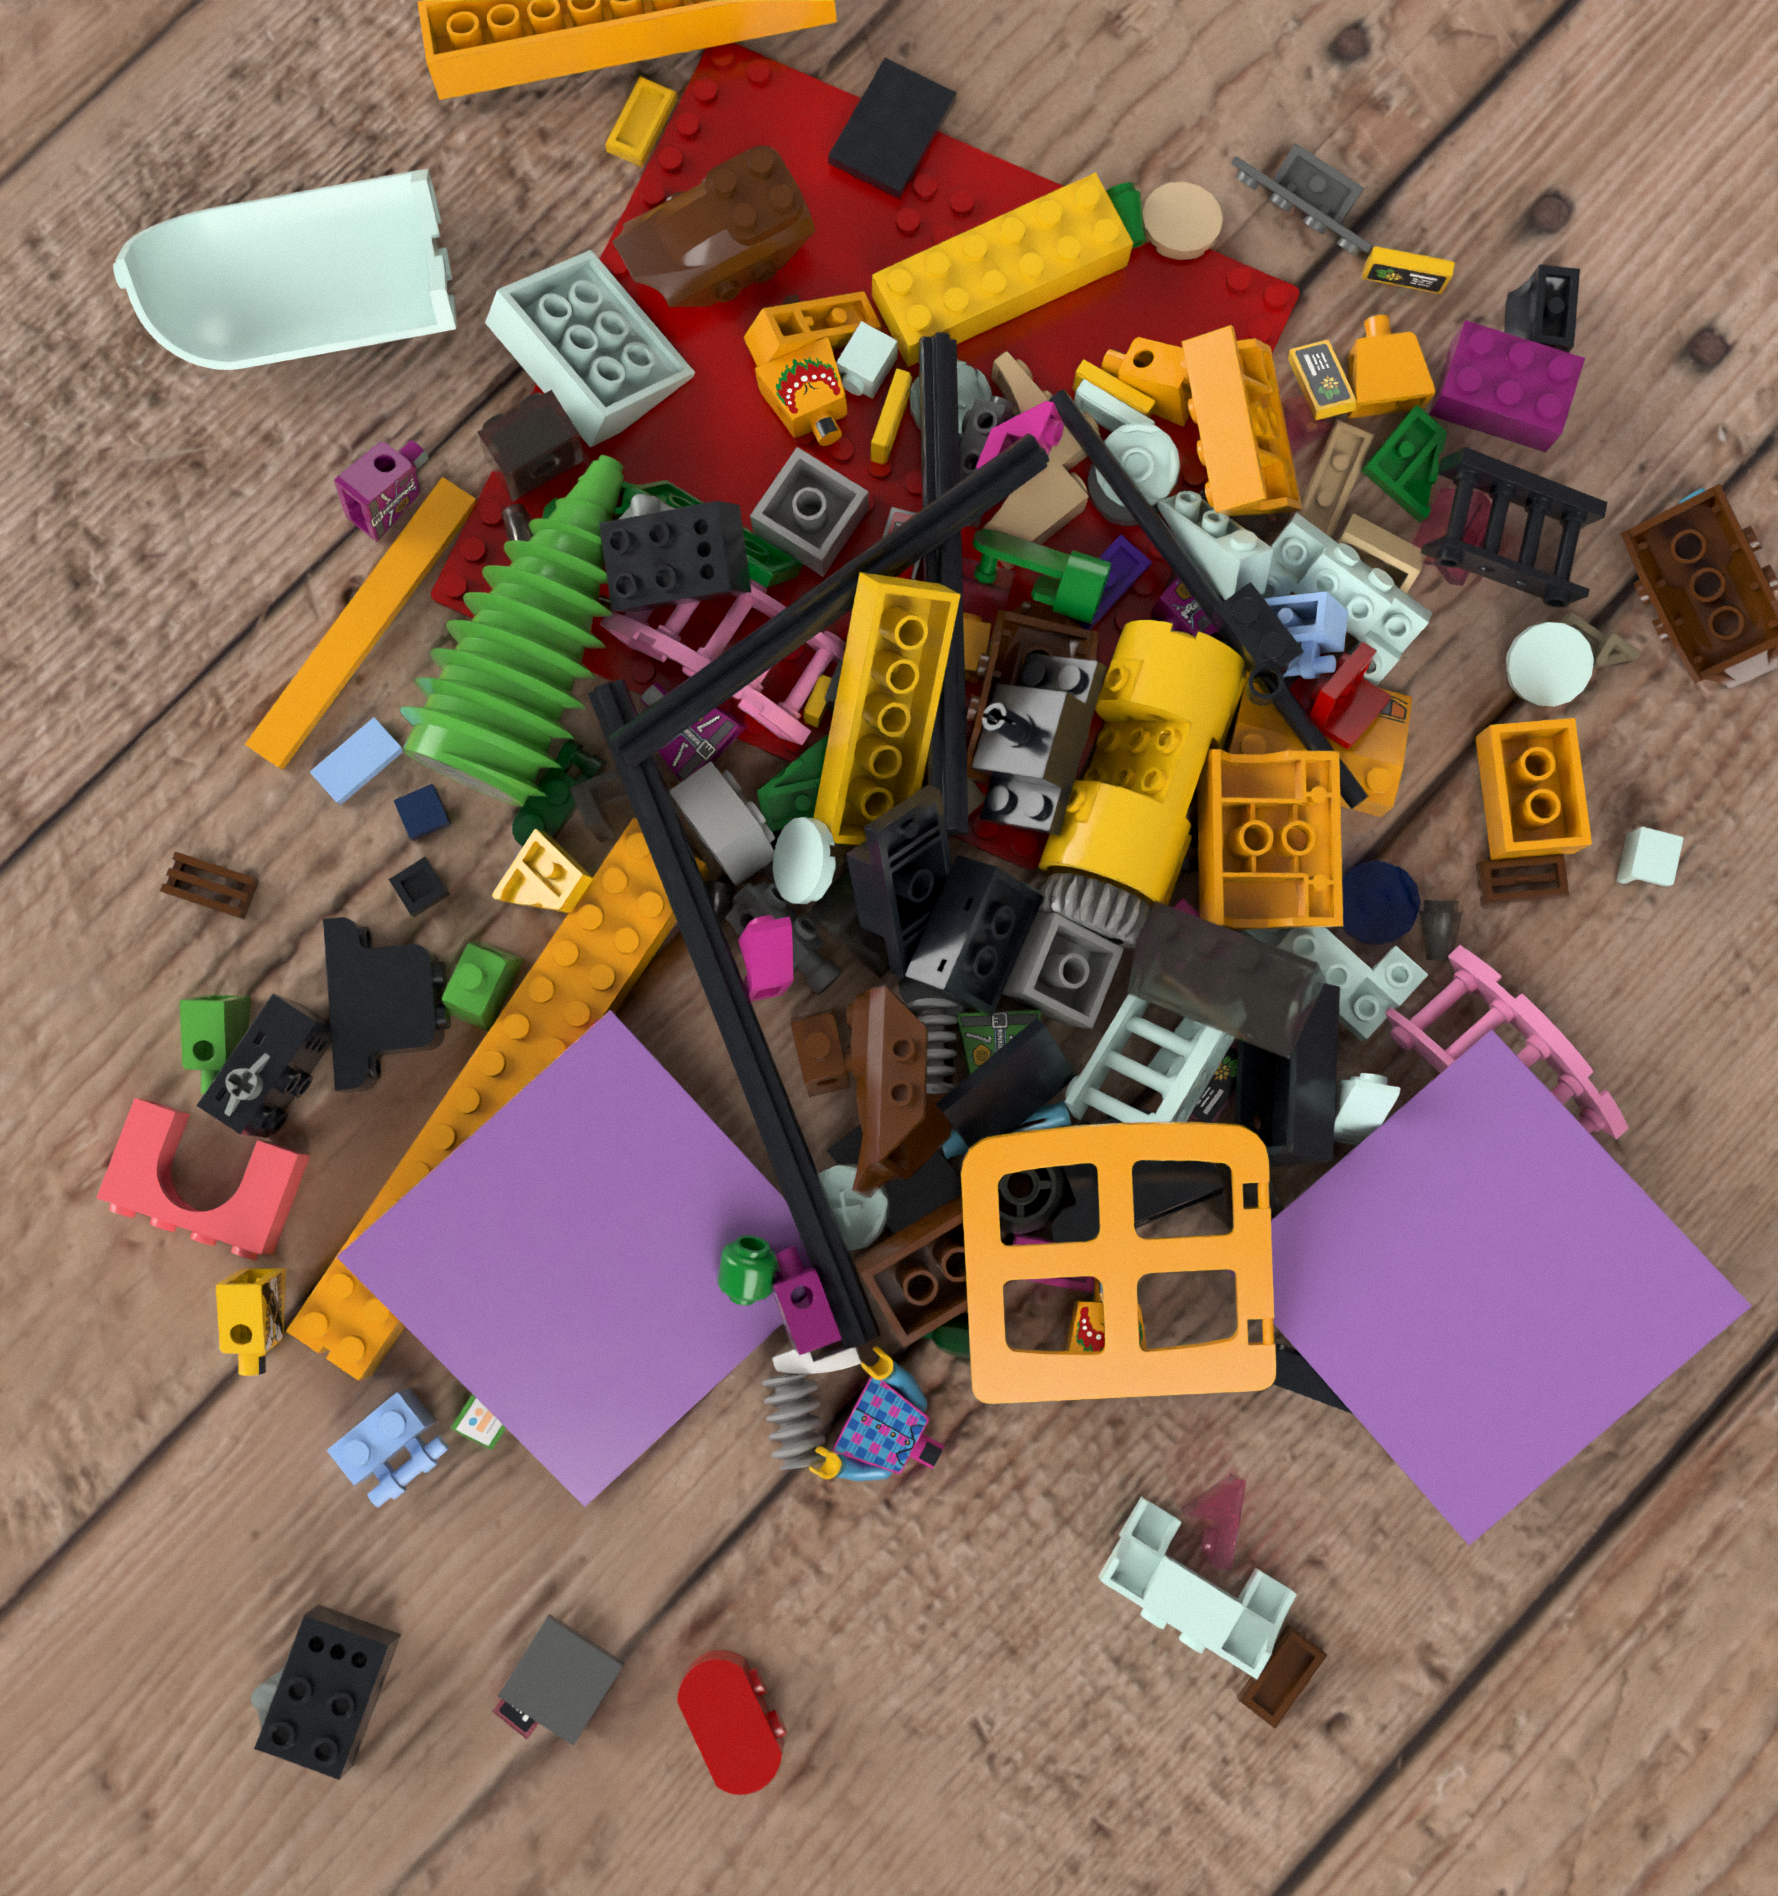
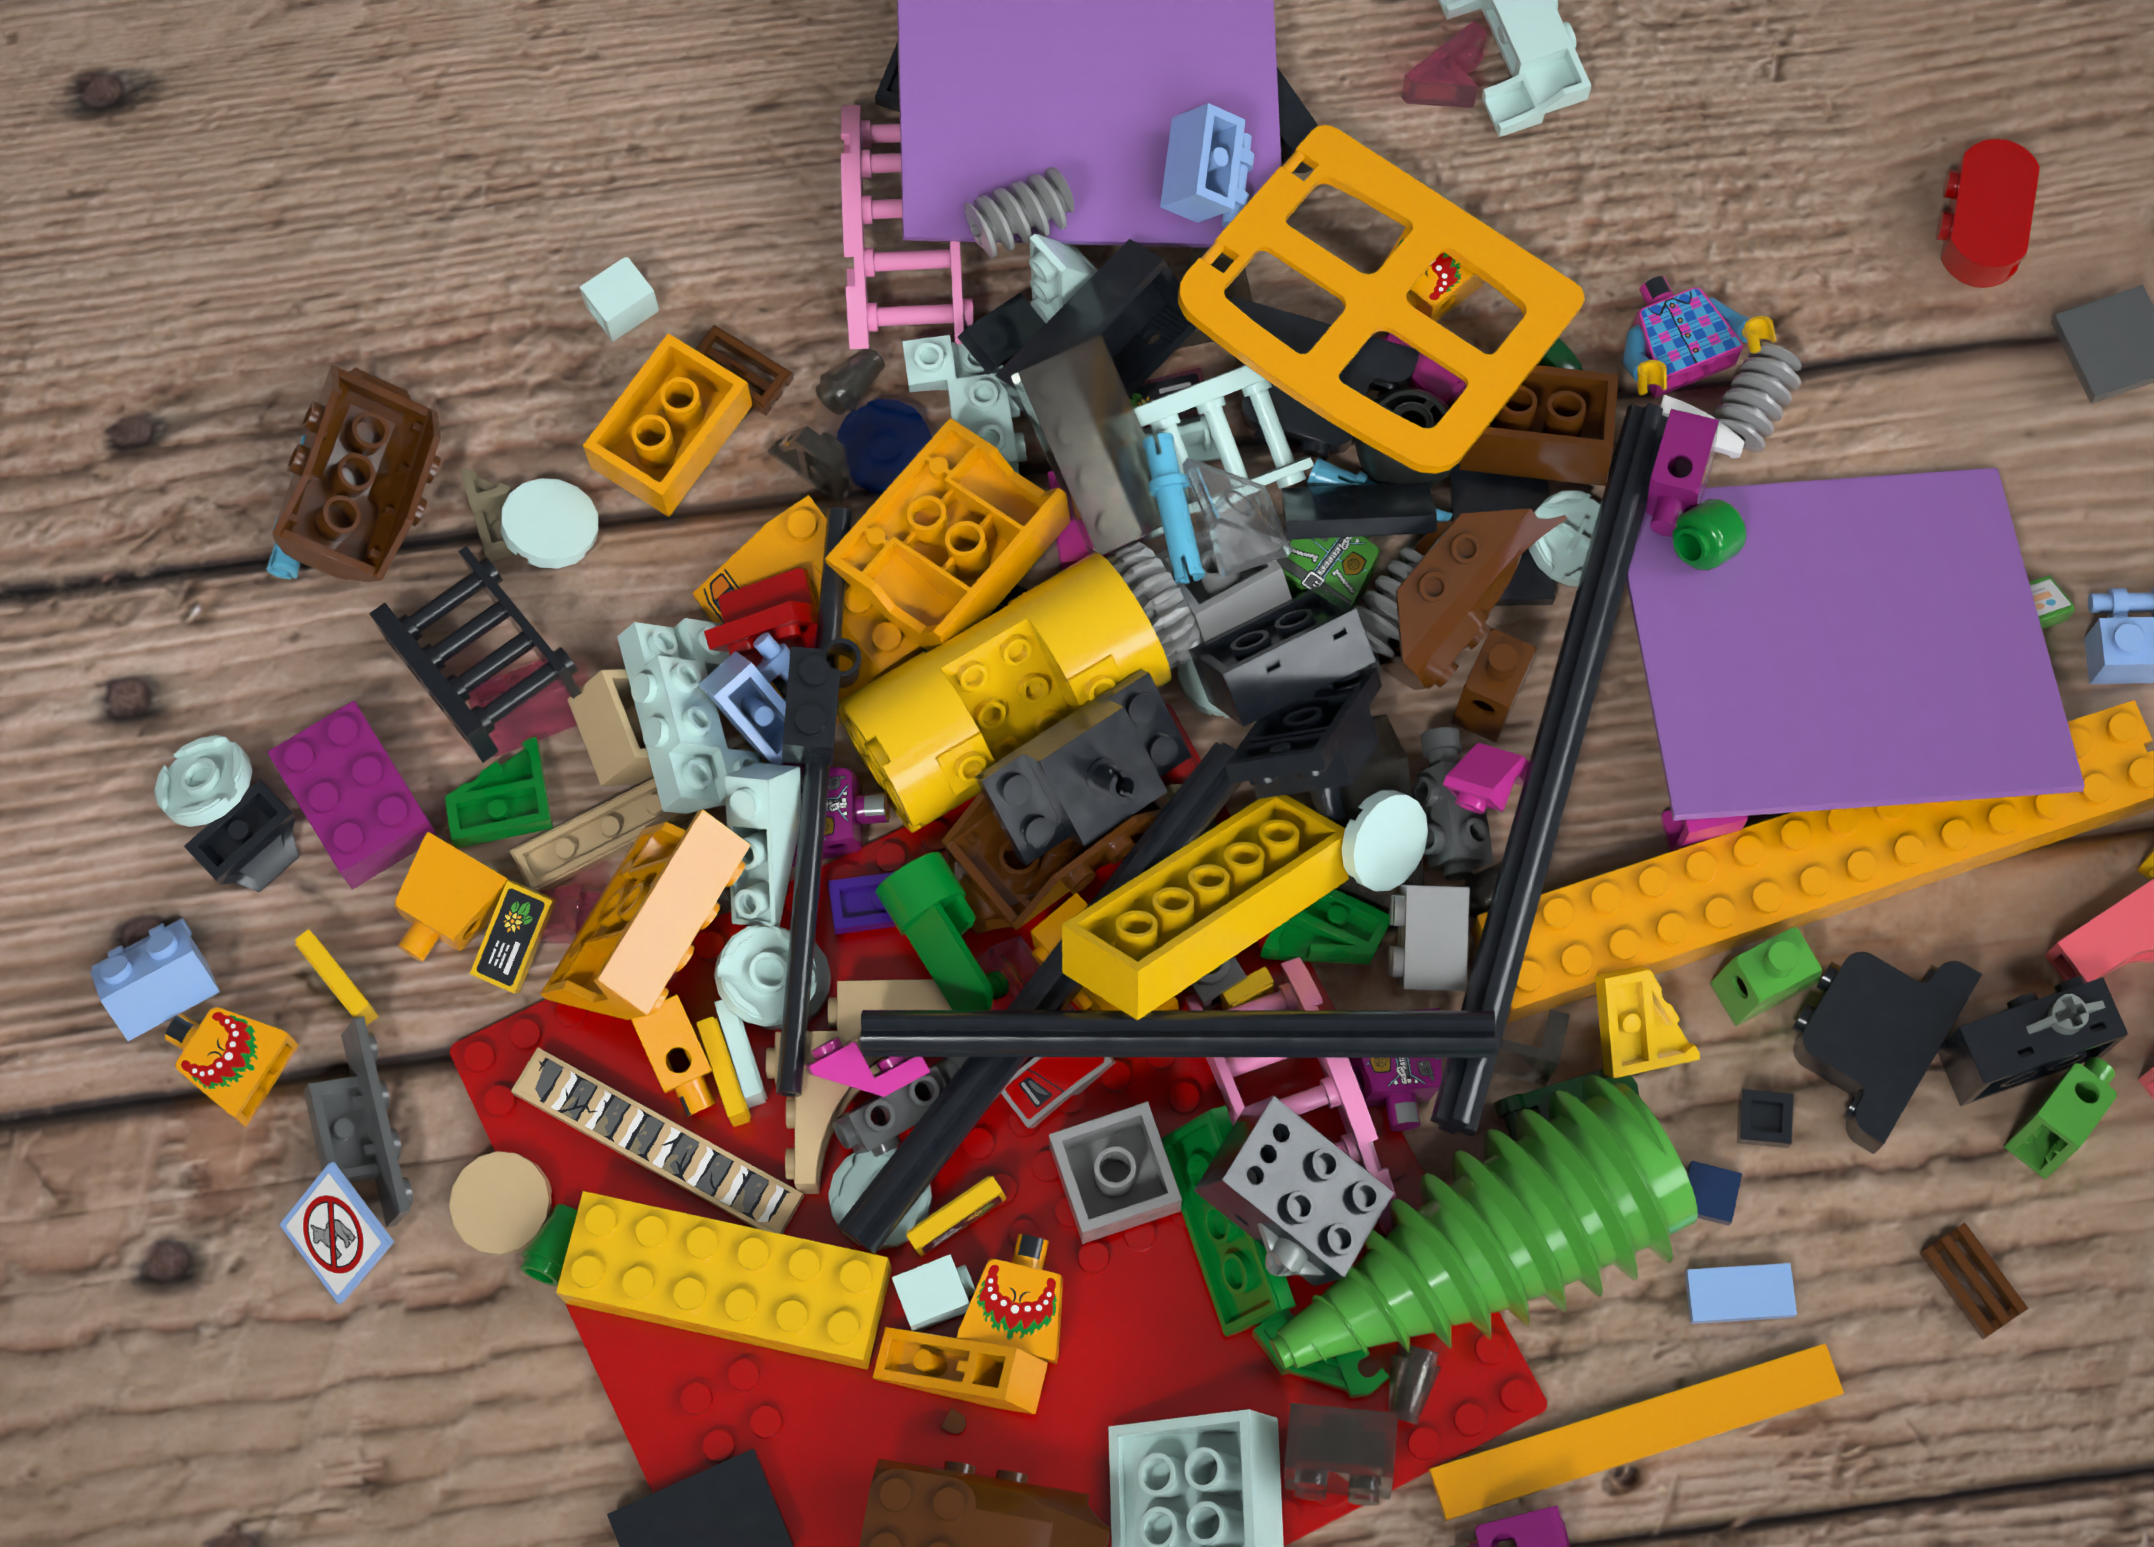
camera: 140 degrees left, 10 degrees down
(1086, 1007) = (1235, 518): none -> clear slope
(1118, 324) = (657, 1143): none -> tile
(1133, 978) = (1169, 488): none -> medium azure pin
(1263, 122) = (336, 1233): none -> piece
(1323, 1265) = (1207, 165): none -> light blue brick
(1363, 1037) = (1001, 333): none -> black tile
(1401, 841) = (816, 459): none -> clear smoke wing
(1424, 1107) = (1019, 210): none -> light grey piece
(1425, 172) = (231, 1058): none -> light orange torso
(1521, 180) = (153, 979): none -> light blue brick
(1608, 322) = (203, 781): none -> light aqua tile

